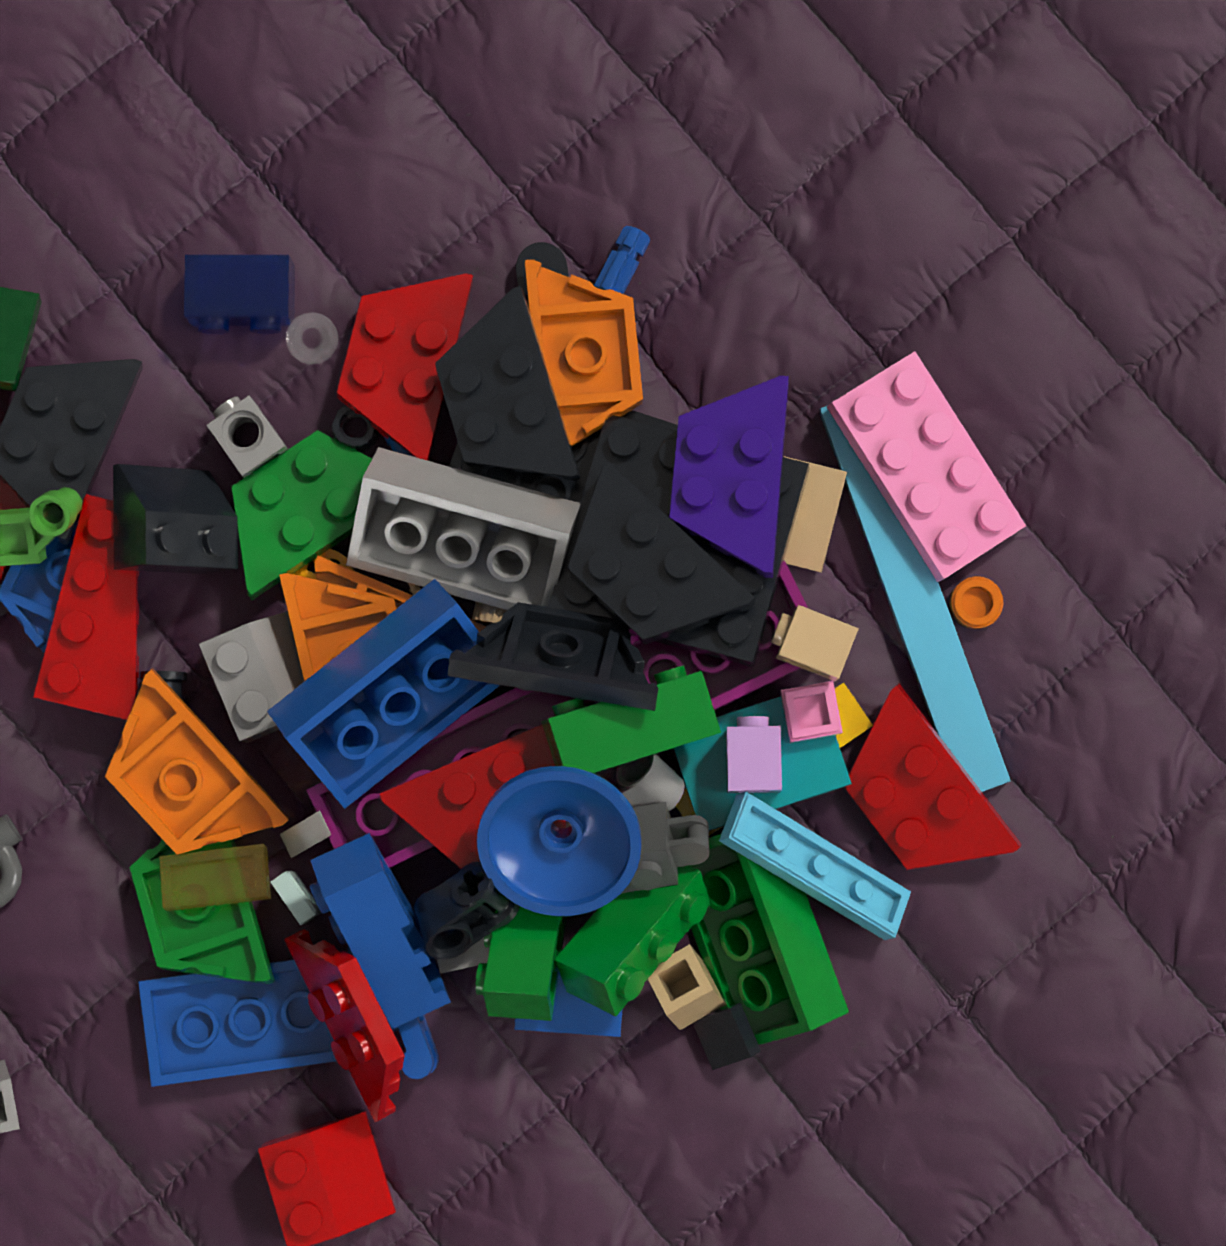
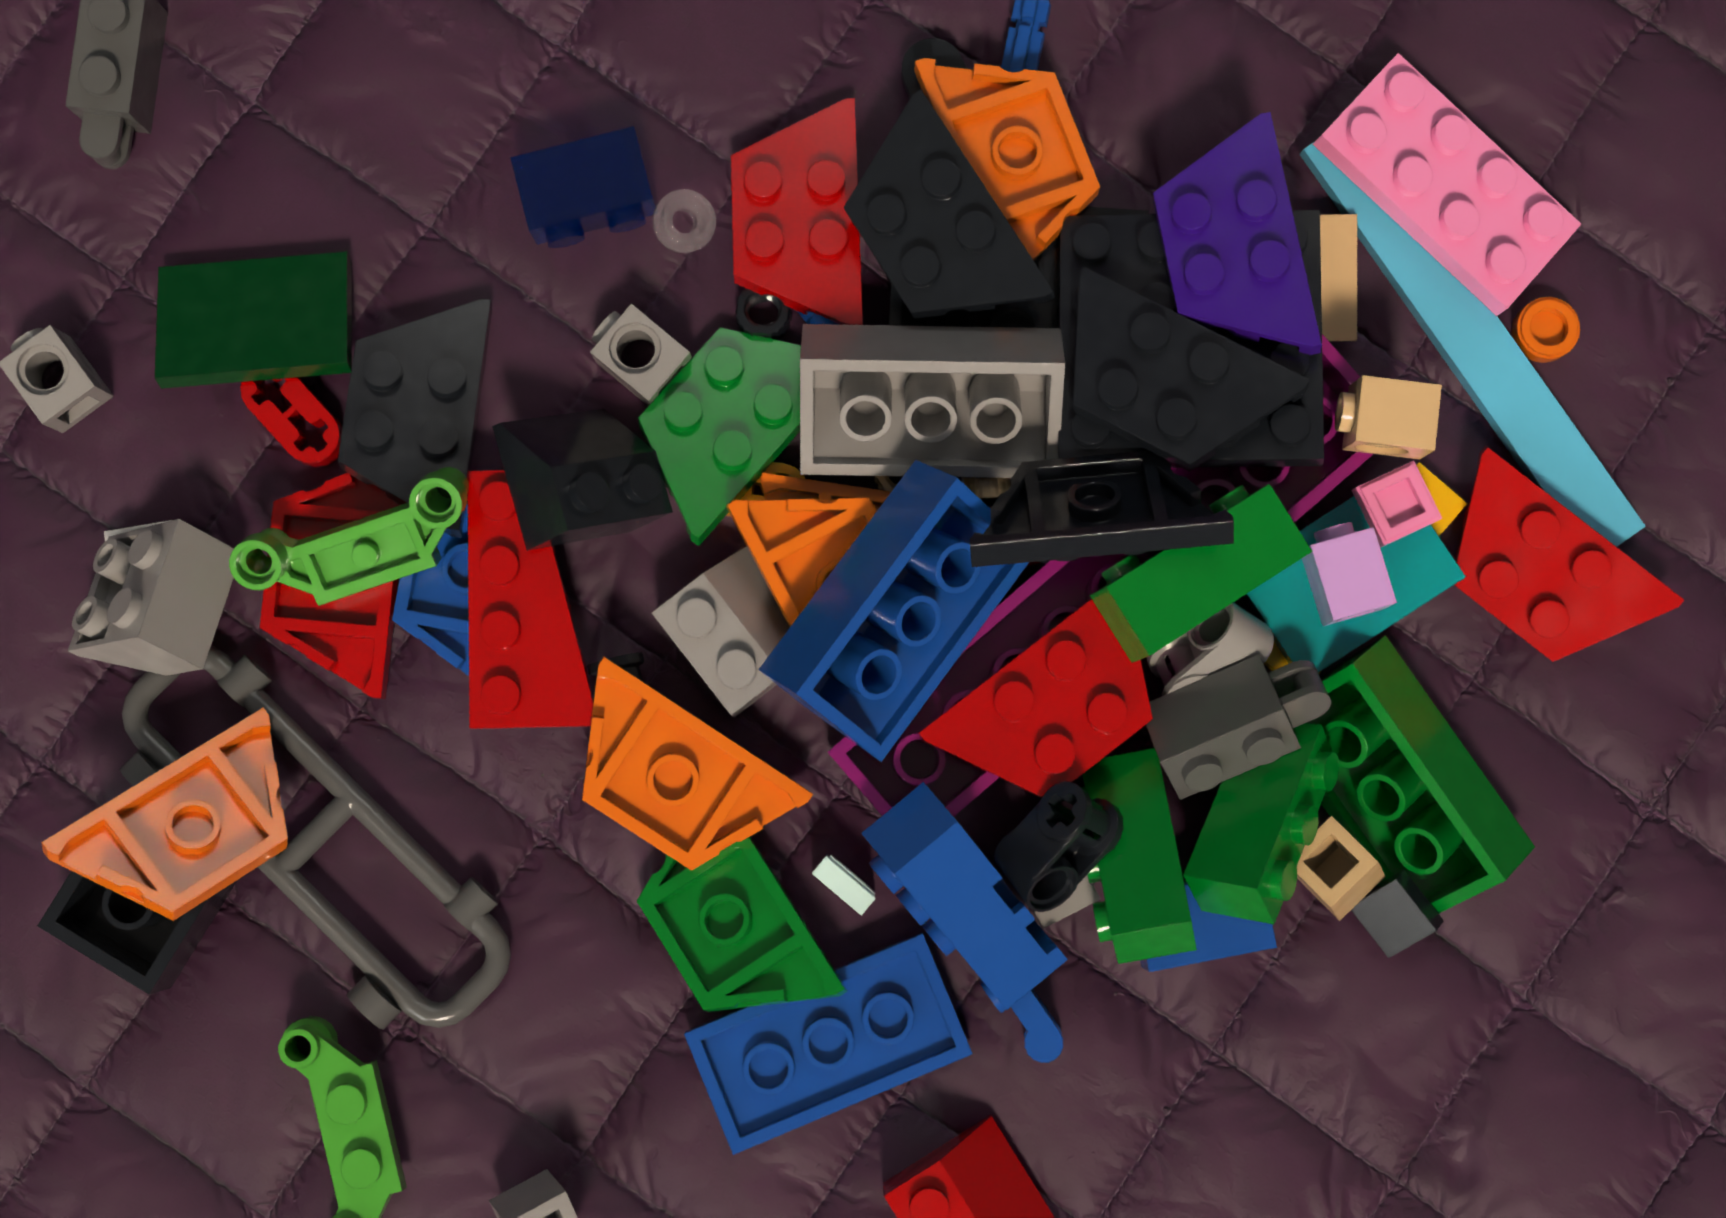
camera: 20 degrees left, 0 degrees up
(215, 877) = (743, 885): clear yellow tile -> none
(305, 834) = (837, 806): white sticker -> none
(354, 1018) = (958, 1008): red wing -> none
(552, 866) = (1166, 762): blue dish -> none
(815, 866) = (1451, 684): medium azure tile -> none

